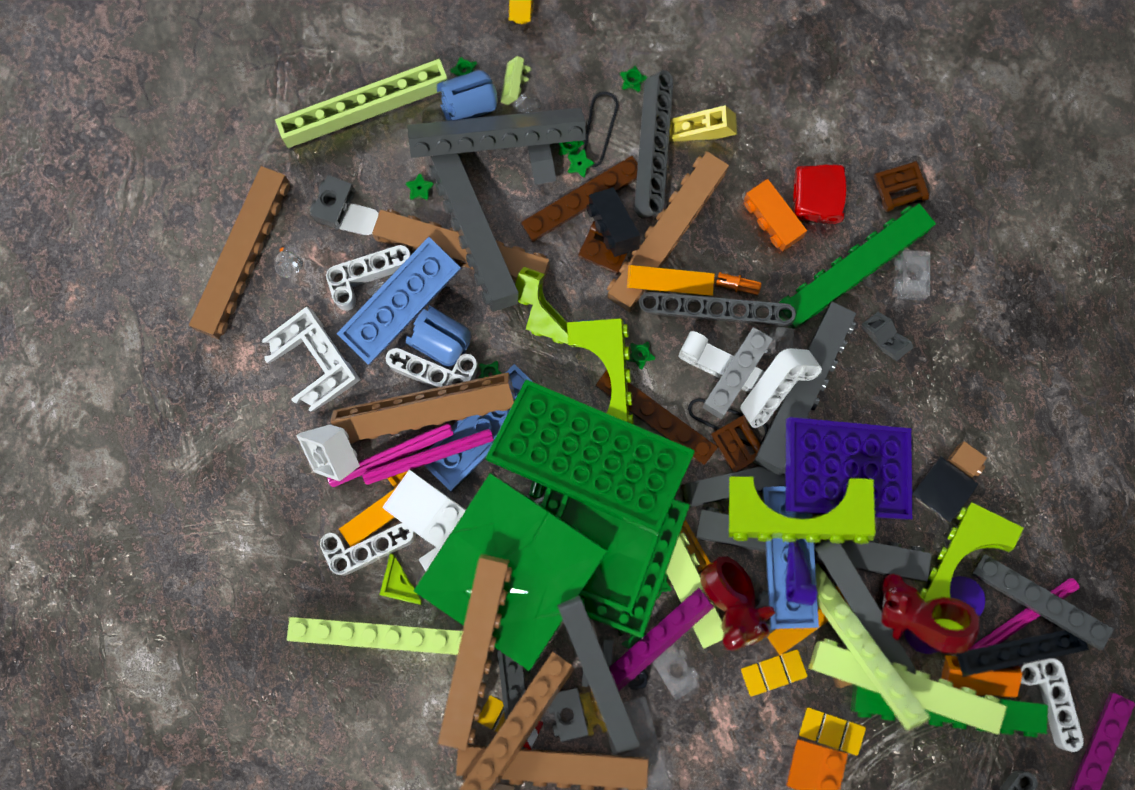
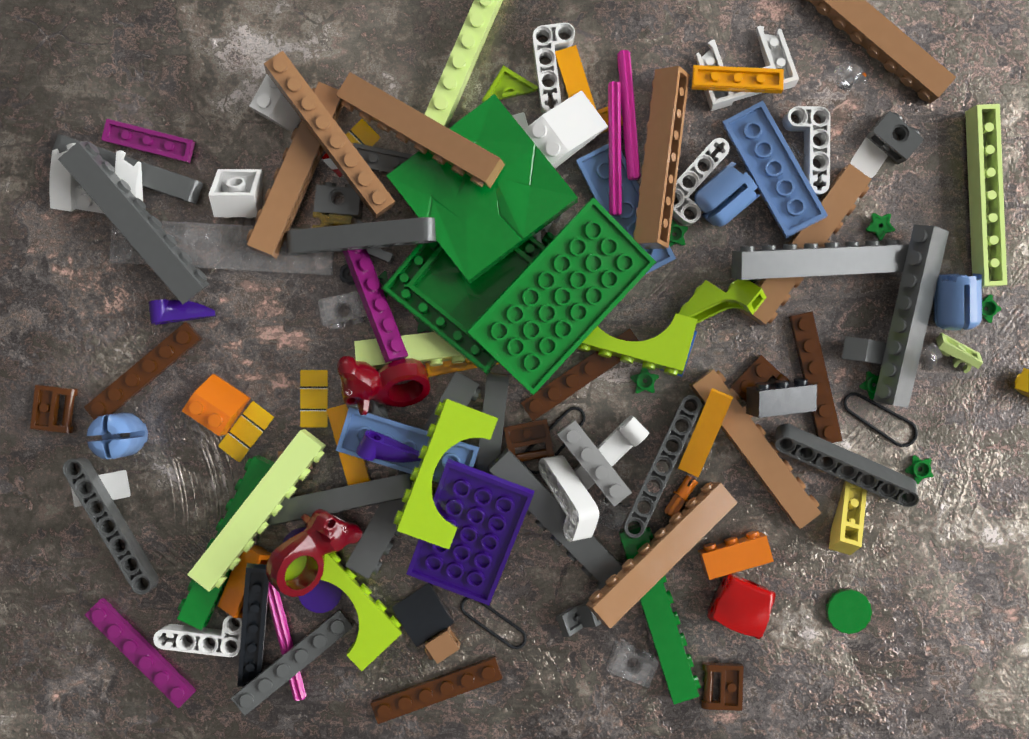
camera: 105 degrees right, 10 degrees up
(324, 363) = (737, 79): none -> light orange tile
(329, 451) = (650, 57): white slope -> none
(583, 168) = (845, 387): green plate -> none
(787, 98) = (848, 611): none -> green tile
(800, 282) = (660, 554): none -> medium nougat brick
(868, 653) = (296, 485): yellowish green plate -> none
(935, 418) = (490, 631): none -> black piece
(1012, 452) = (436, 690): none -> reddish brown plate

